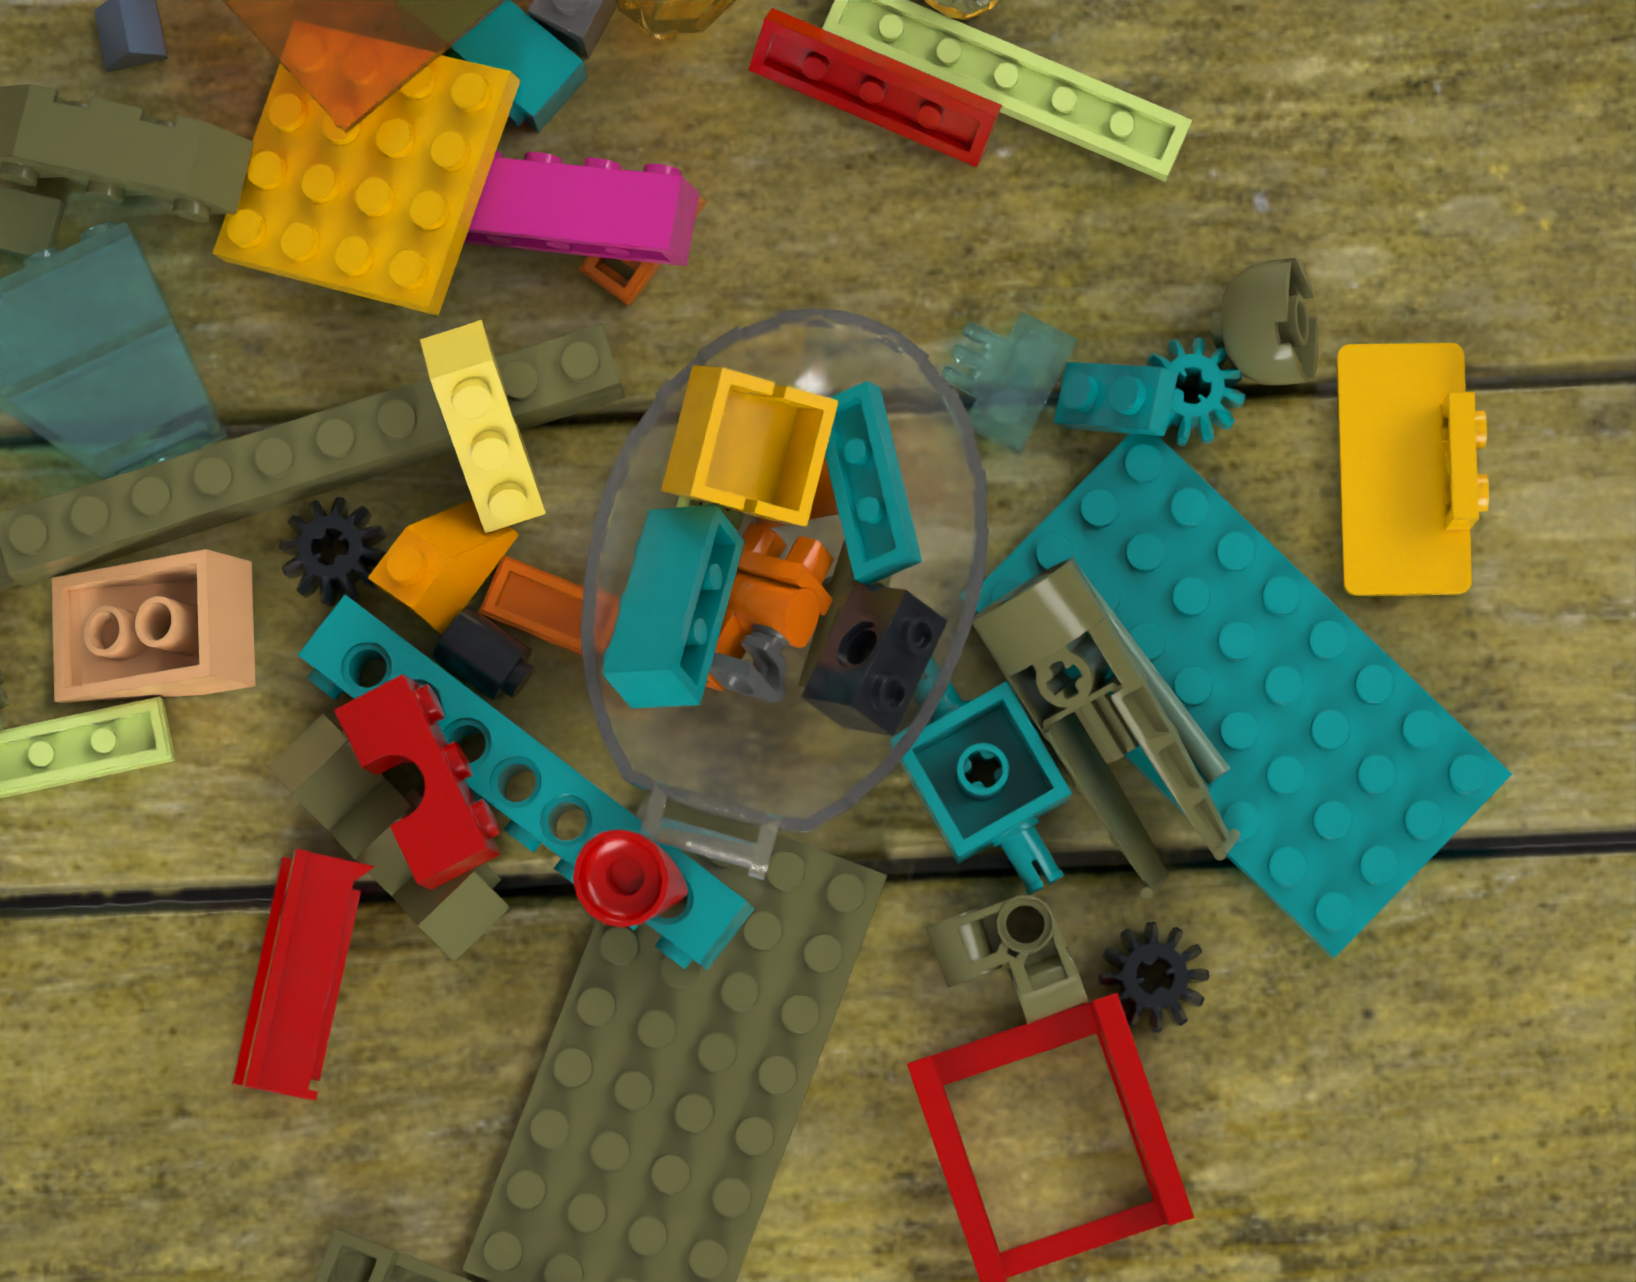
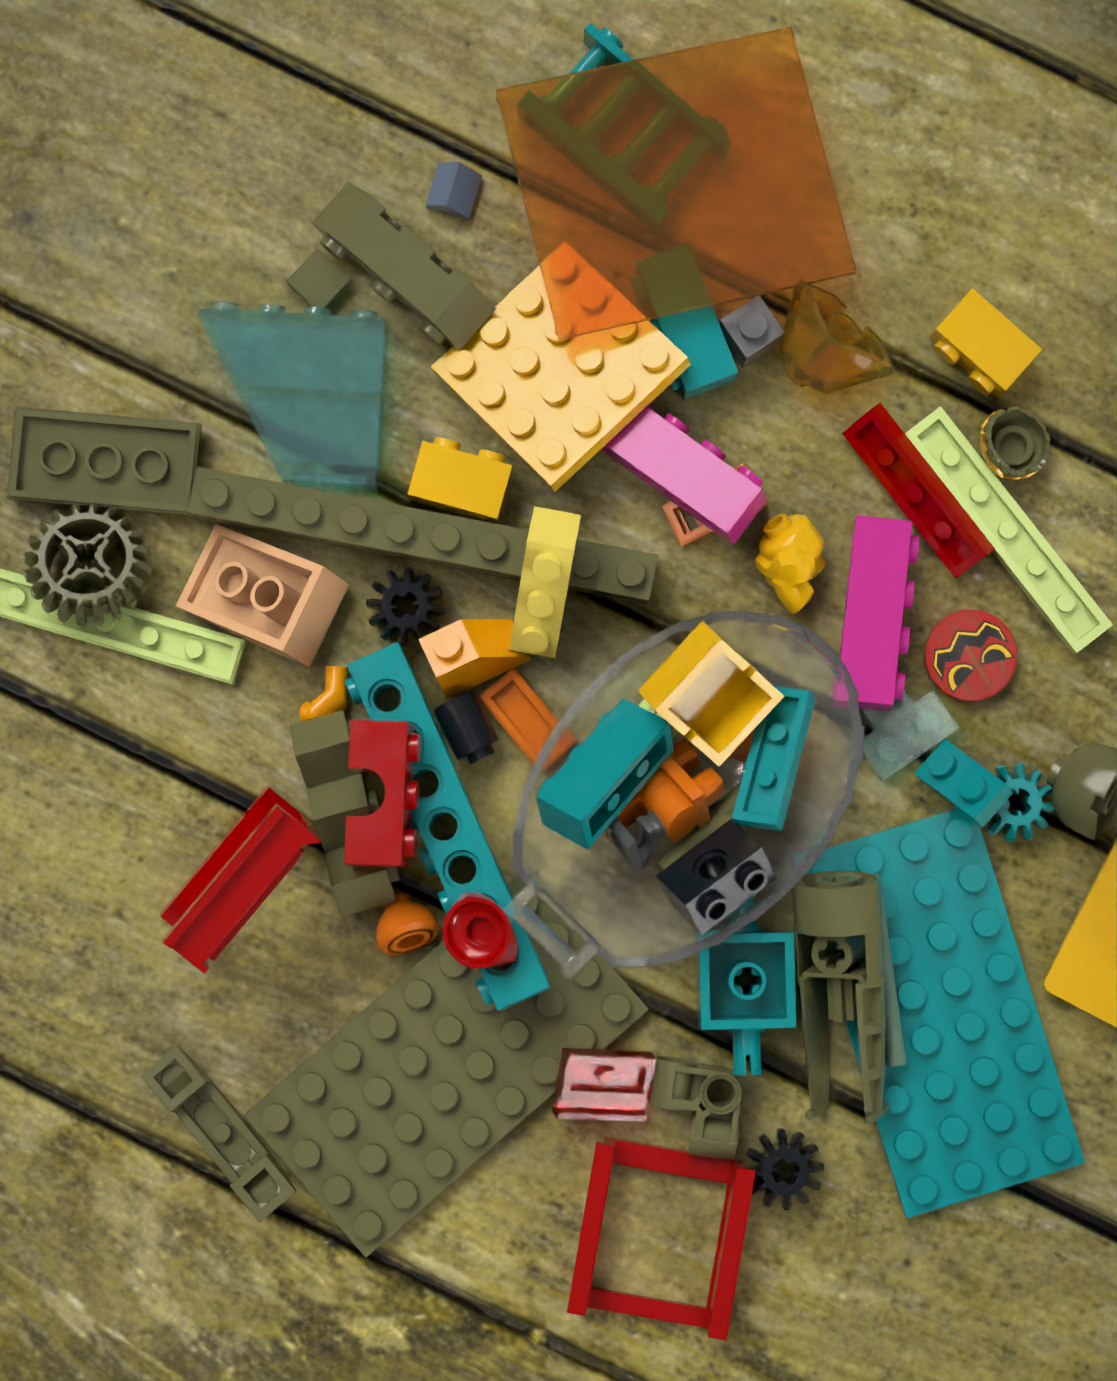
camera: 15 degrees right, 5 degrees up
(303, 708) = (332, 699): none -> light orange arm
(318, 365) = (460, 480): none -> yellow brick
(539, 935) = (405, 927): none -> orange brick
(765, 246) = (791, 558): none -> yellow head
(880, 992) = (604, 1084): none -> clear red plate
(897, 250) = (875, 607): none -> dark pink brick
(1043, 248) = (970, 655): none -> tile

